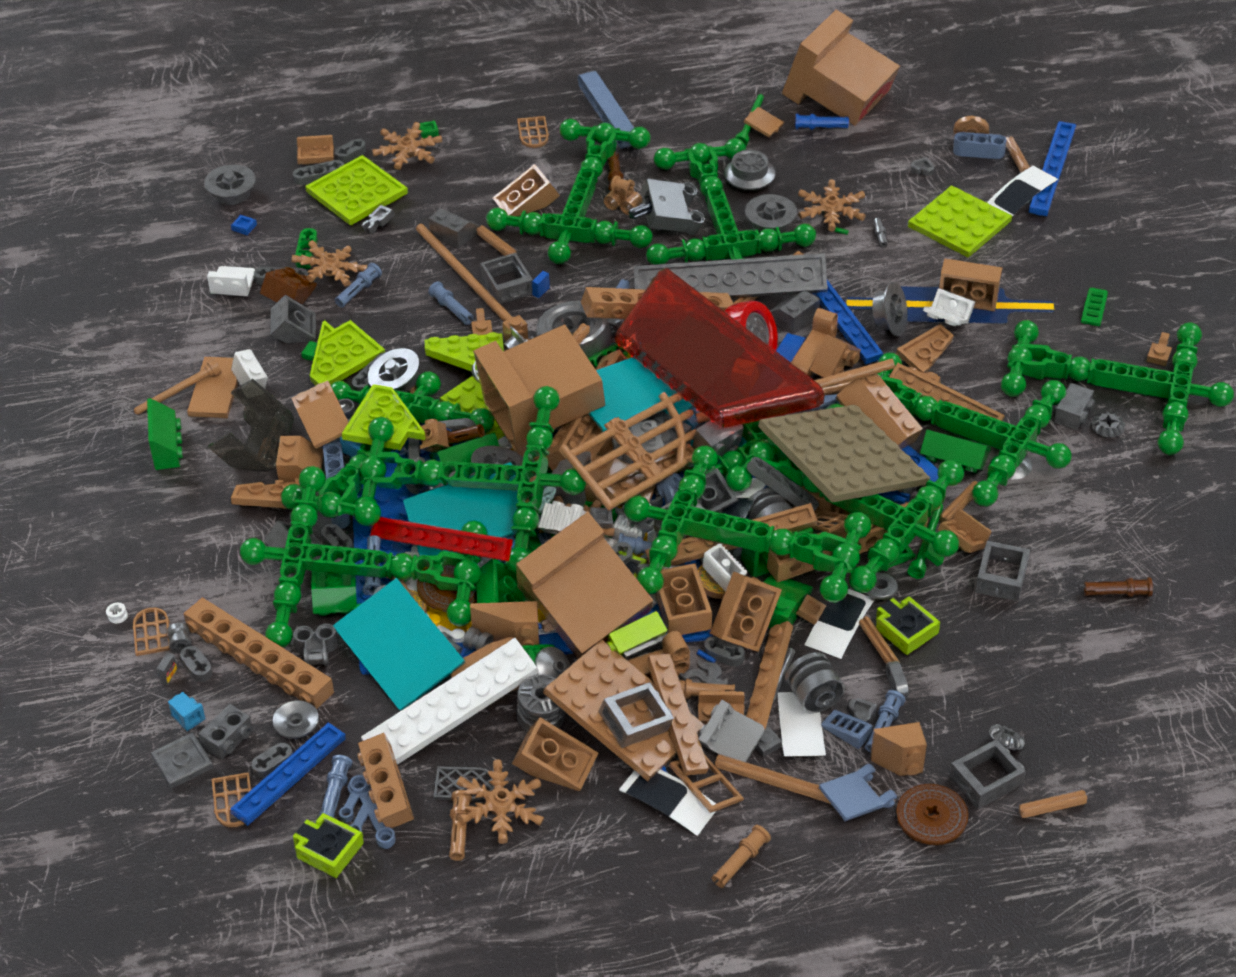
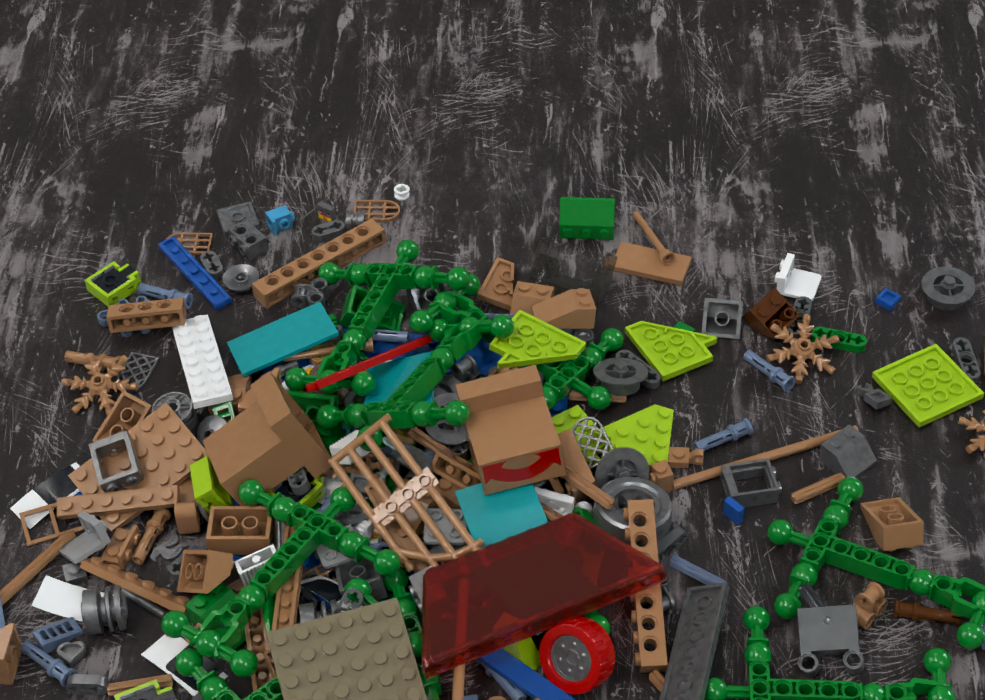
camera: 105 degrees right, 0 degrees up
(247, 367) = (652, 278): white brick -> none

